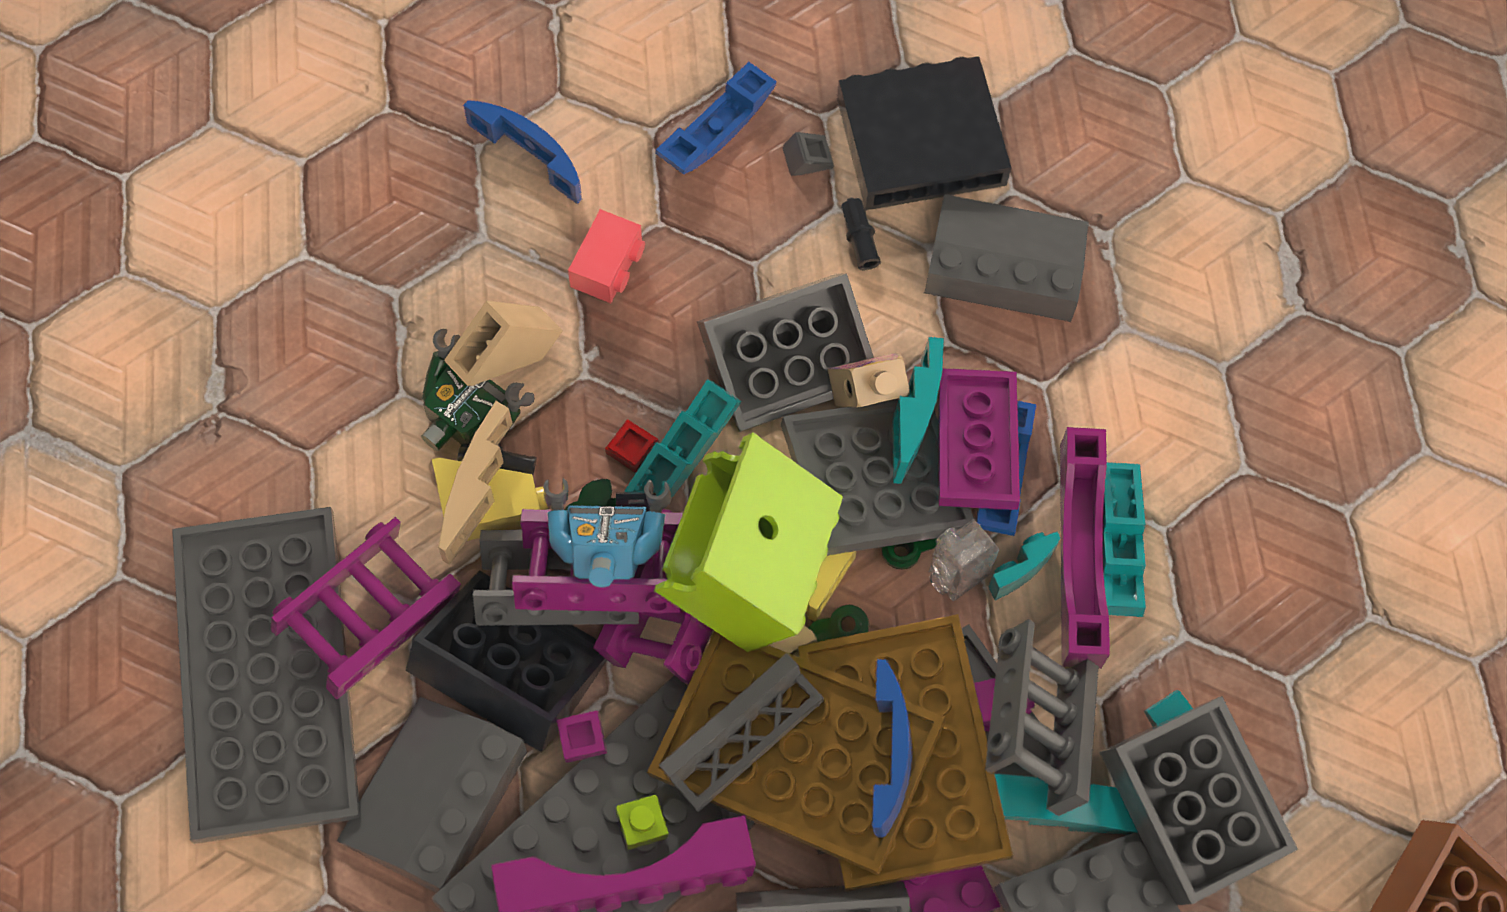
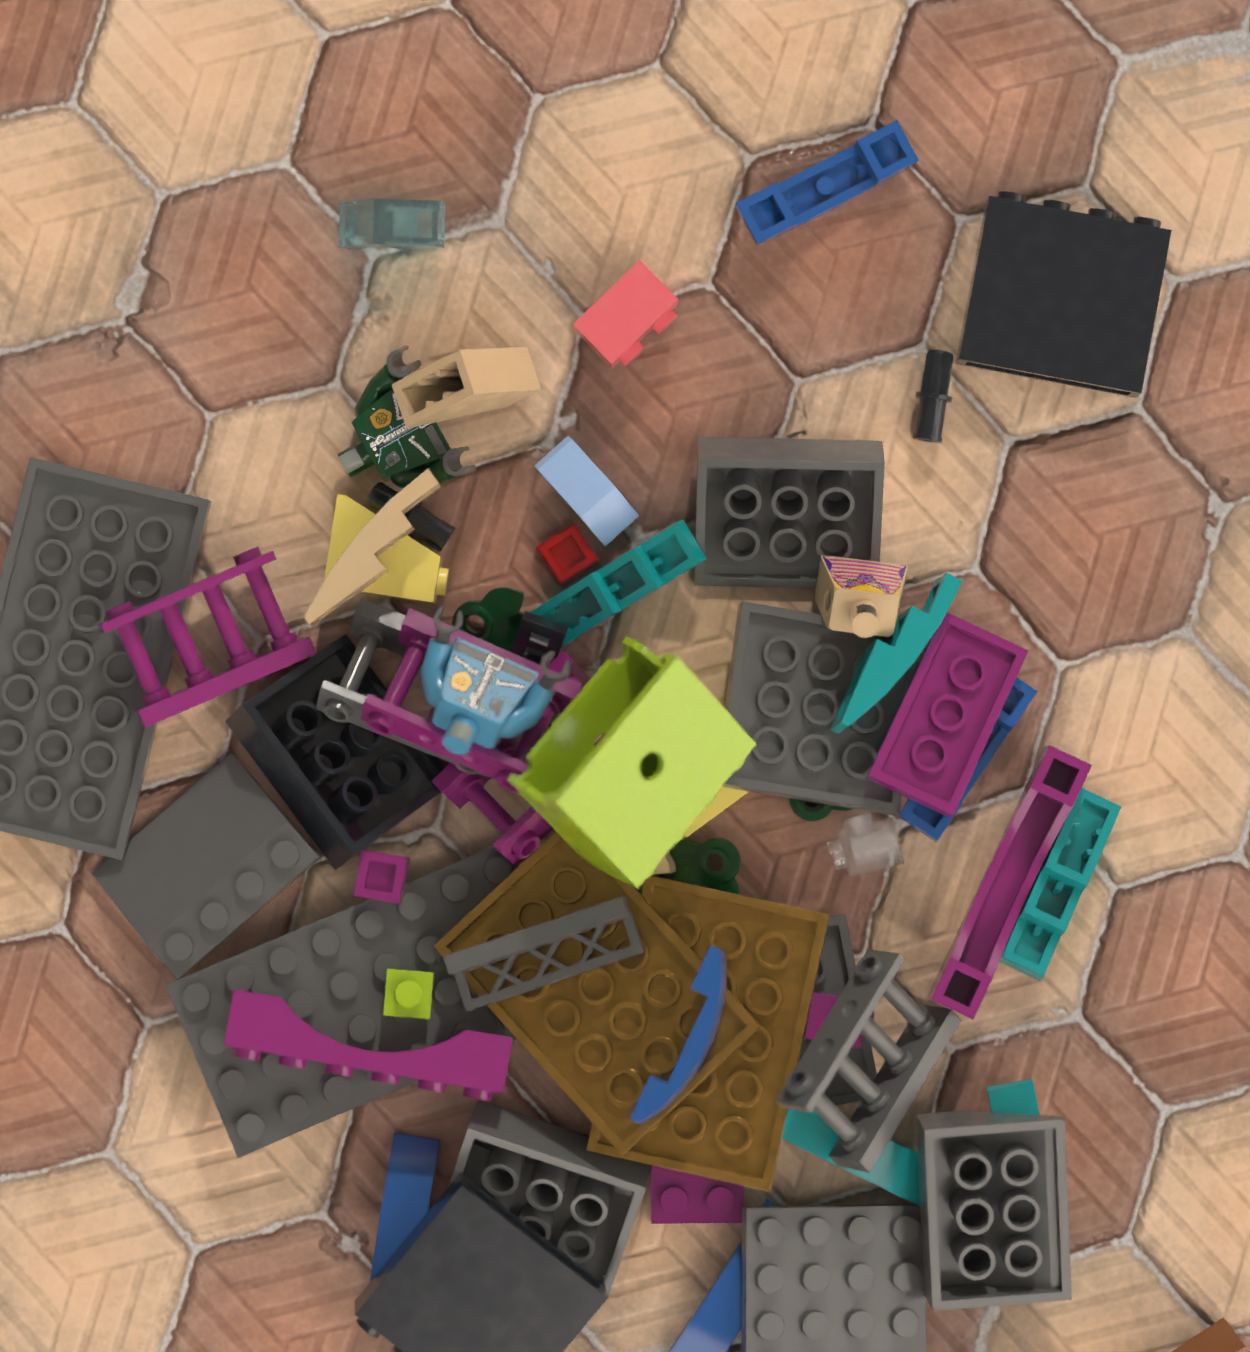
camera: 25 degrees right, 20 degrees up
(409, 256) = (392, 224): none -> clear light blue slope
(496, 121) = (565, 81): blue slope -> none
(623, 386) = (586, 490): none -> light blue slope
(807, 154) = (918, 265): dark grey slope -> none
(1008, 258) = (1093, 492): dark grey slope -> none
(1031, 559) = (949, 868): teal slope -> none

